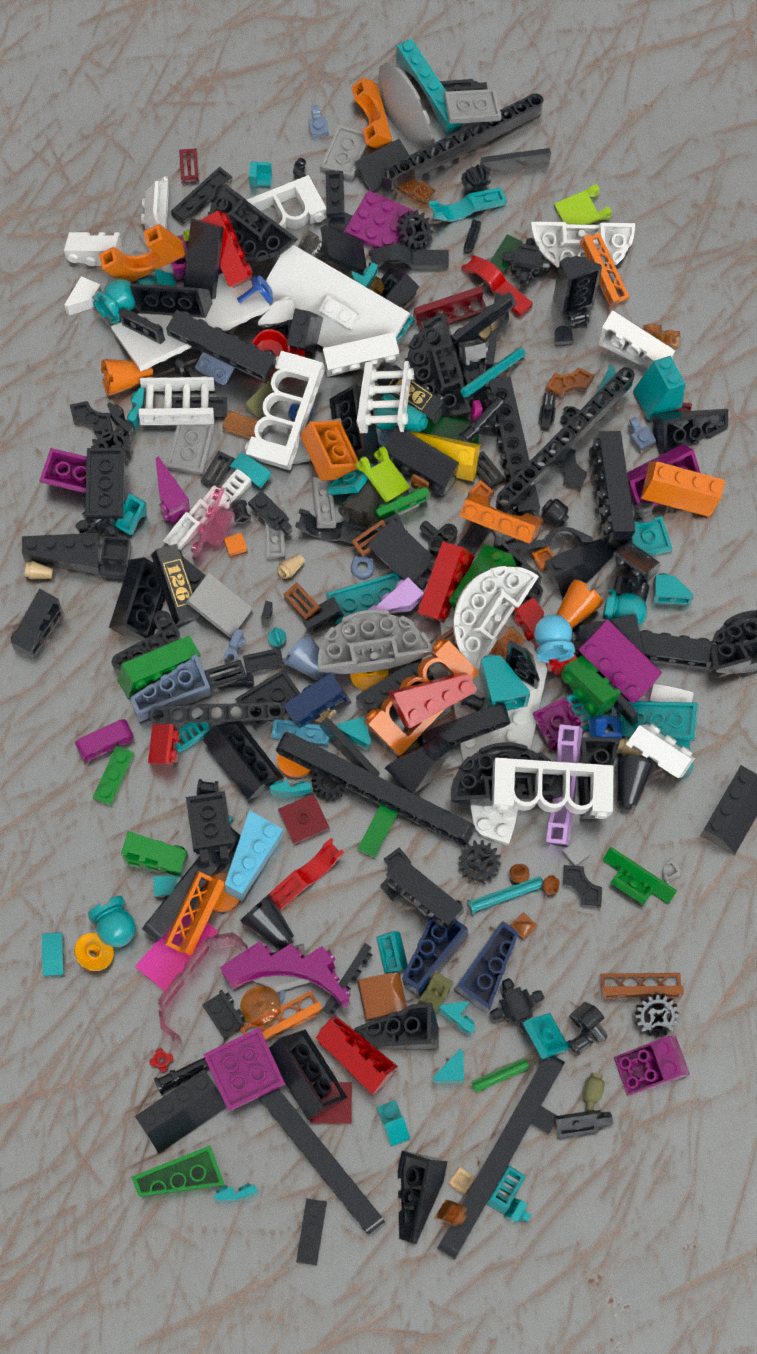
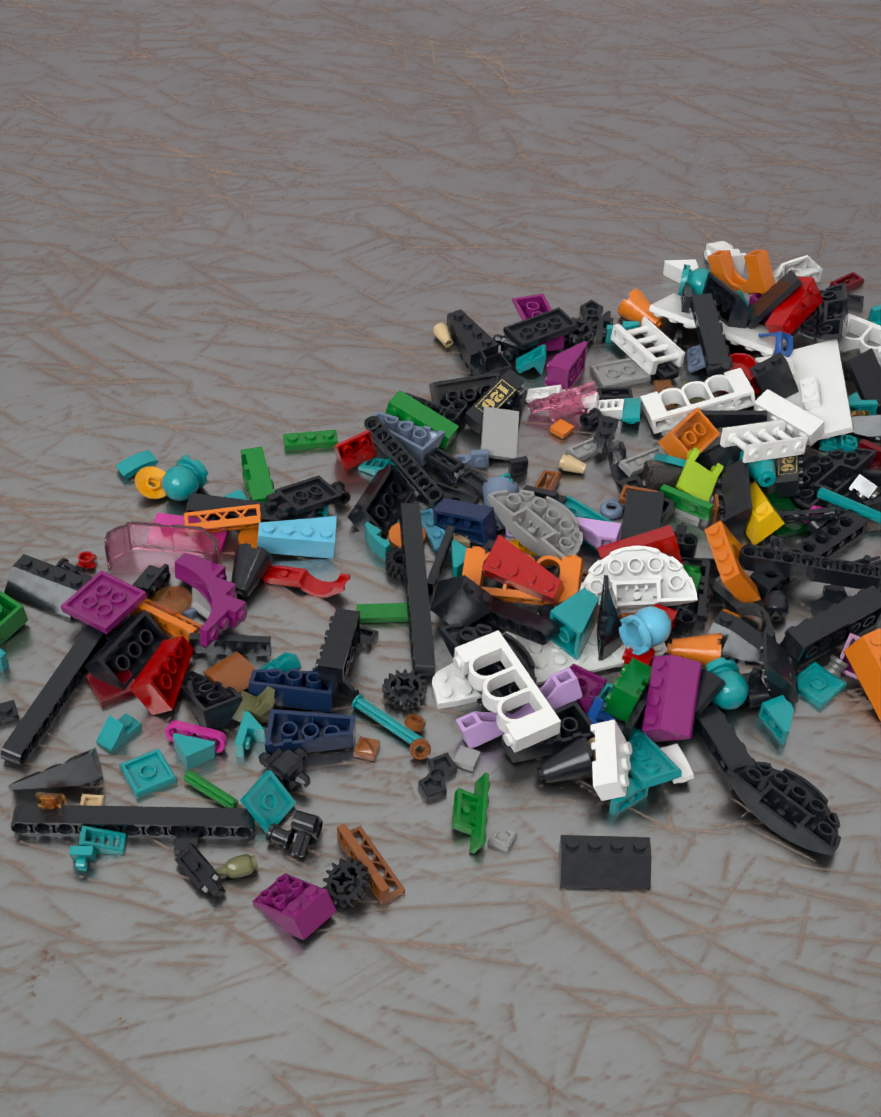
camera: 60 degrees right, 25 degrees down
(37, 623) = (399, 347): black wedge -> none
(104, 740) = (334, 419): magenta beam -> none
(303, 819) = (358, 562): dark red plate -> none
(330, 397) = (732, 418): none -> black tile
(437, 1060) = (192, 730): none -> dark pink plate
(451, 1118) = (147, 773): none -> teal tile

